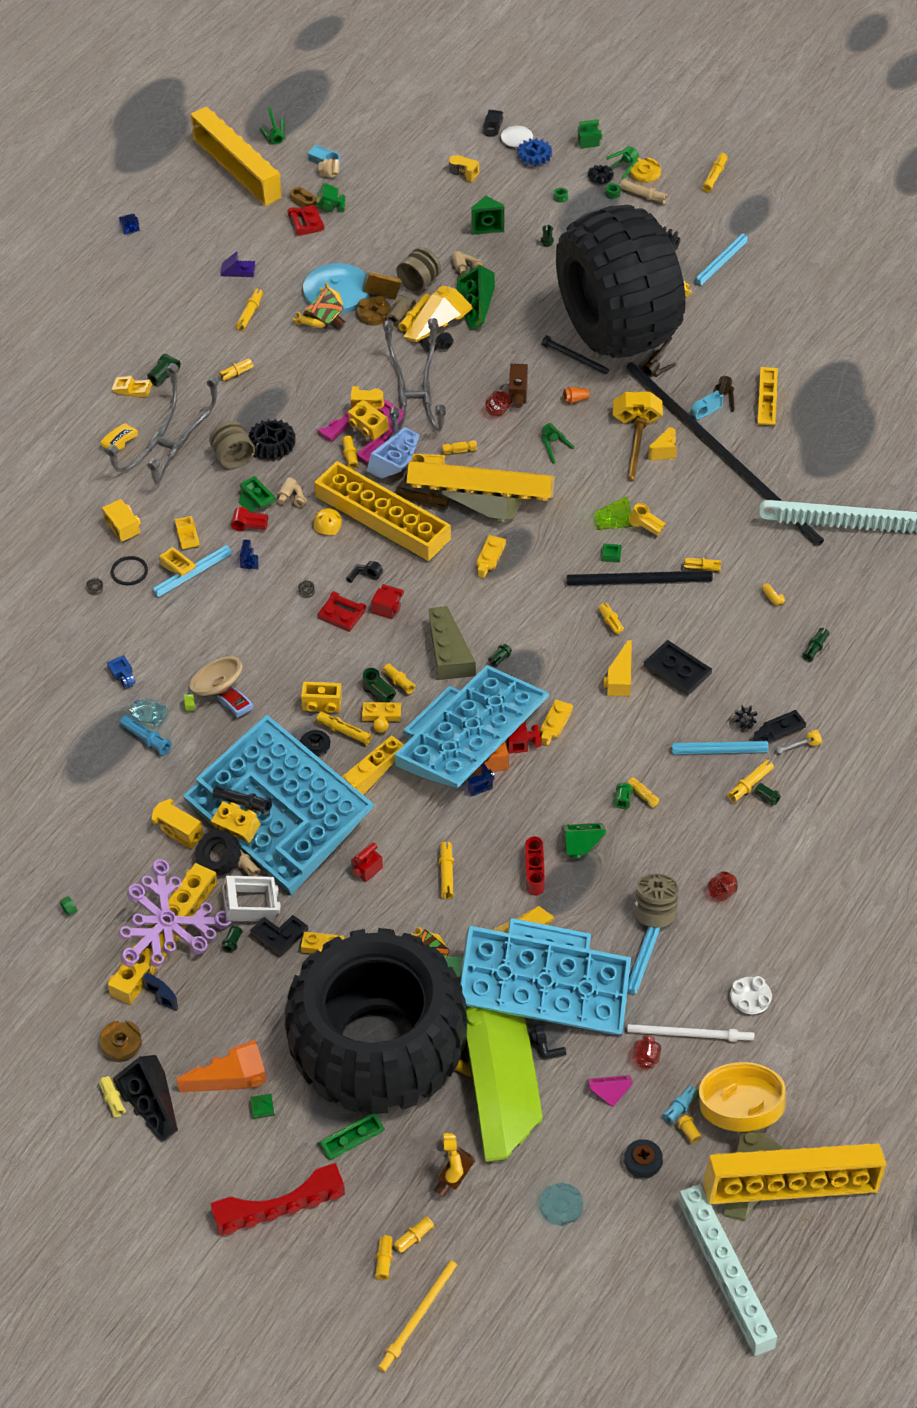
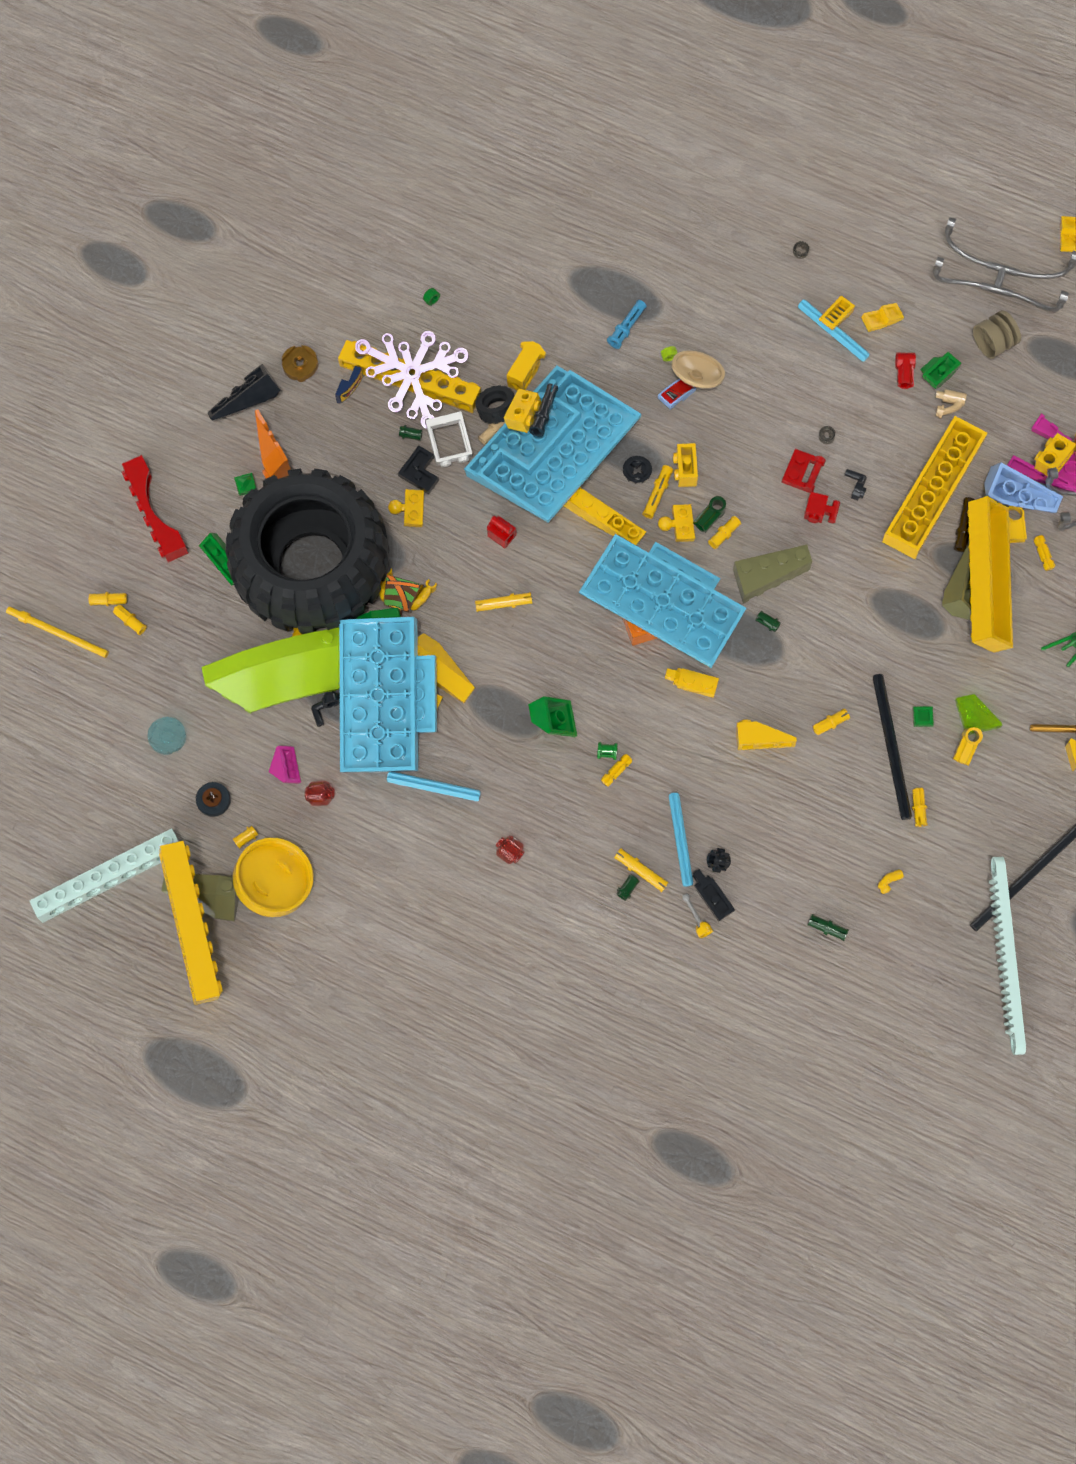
camera: 85 degrees right, 20 degrees up
(112, 1096) = (244, 366): light yellow axle -> none
(119, 436) = (995, 233): yellow slope -> none
(121, 520) = (882, 255): yellow brick -> none
(122, 669) = (701, 288): blue plate -> none
(132, 582) = (827, 262): black piece -> none
(148, 711) = (653, 321): clear light blue dish -> none
(247, 557) = (858, 373): clear blue bracket -> none
(272, 438) = (1020, 363): black gear -> none
(327, 521) = (920, 437): yellow helmet -> none
(350, 452) = (1015, 448): yellow pin -> none
(454, 1167) = (188, 642): torso -> none
(481, 783) = (606, 620): clear blue bracket -> none
(490, 555) = (899, 598): yellow hinge -> none
(519, 739) = (665, 652): red brick -> none
(537, 872) = (522, 671): red beam -> none
(656, 900) = (472, 794): dark tan wheel -> none
(677, 667) = (776, 791): black plate -> none
(680, 1104) = (270, 827): medium azure pin -> none
(732, 1035) = (348, 868): white bar -> none
(751, 995) = (391, 883): white dish -> none

